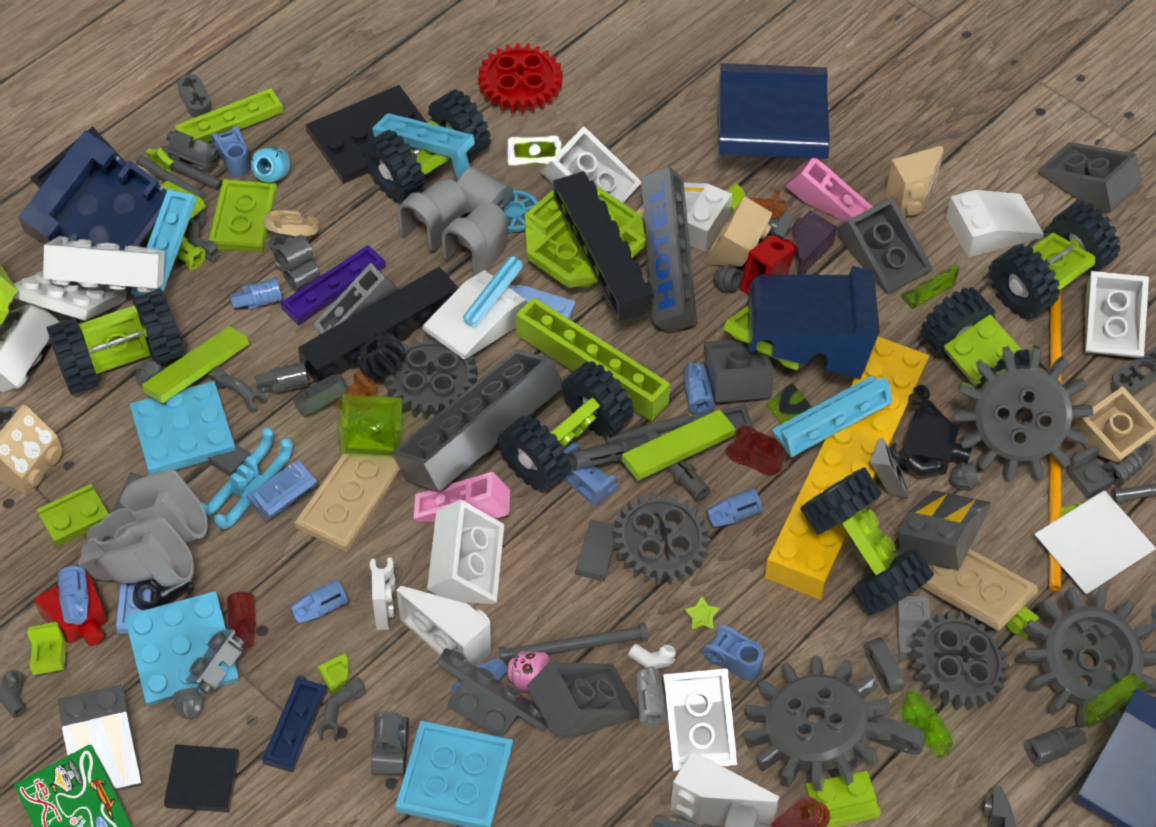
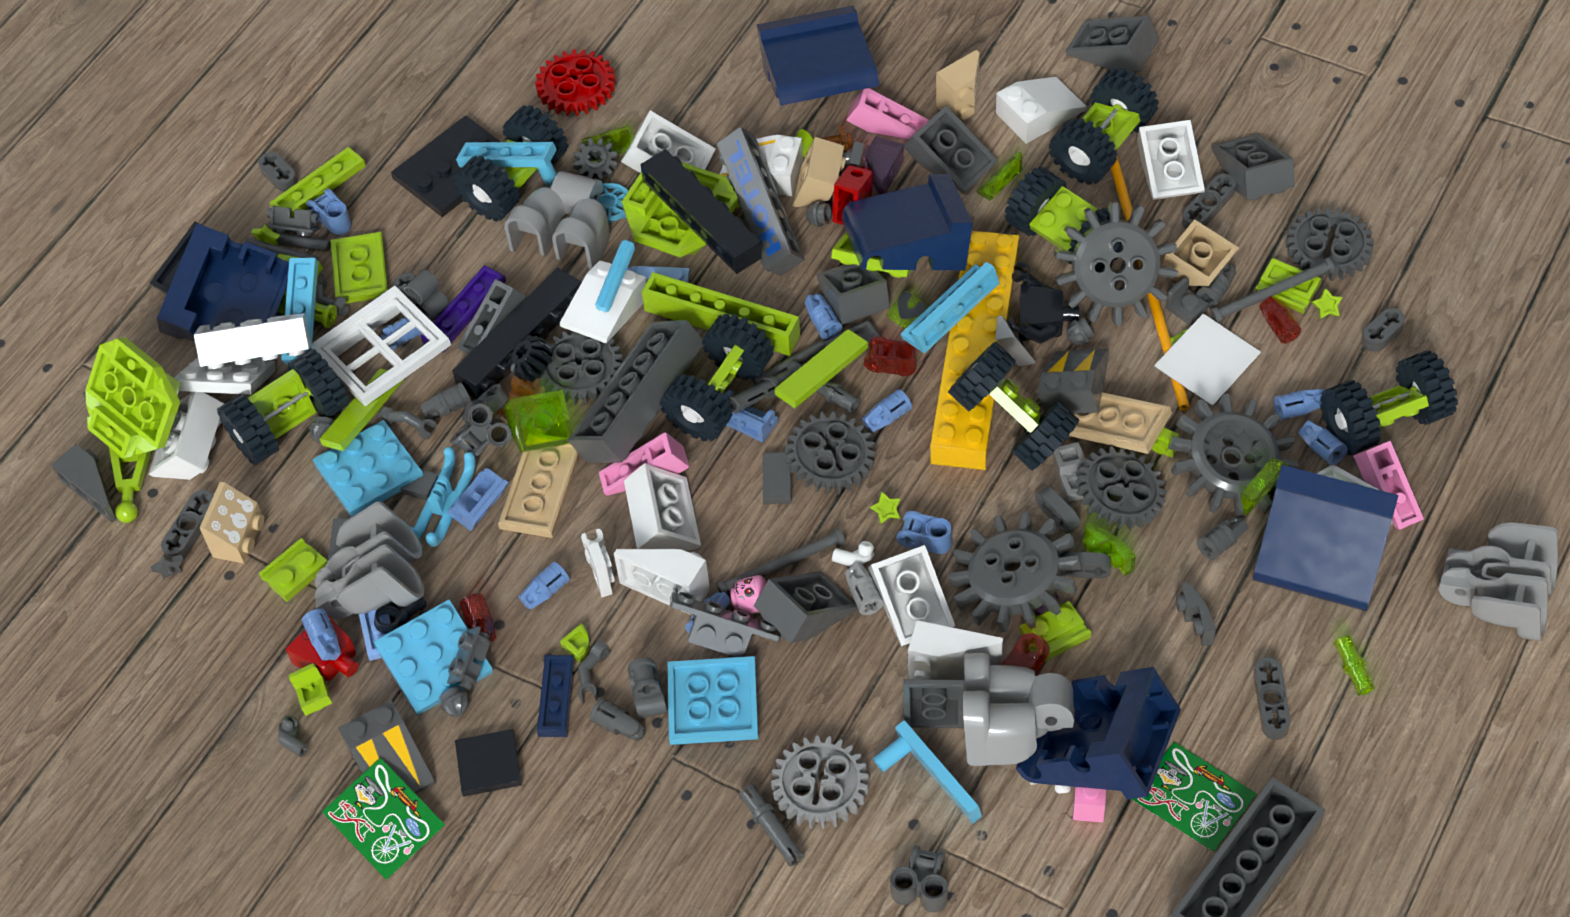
camera: 10 degrees left, 0 degrees up
(223, 277) = (363, 325): none -> white window
(270, 164) = (363, 215): medium azure head -> none
(290, 223) = (407, 262): tan tile -> none
(304, 419) = (479, 431): none -> dark grey piece
(352, 773) = (620, 724): none -> dark grey hinge
(519, 156) = (595, 152): none -> dark grey gear

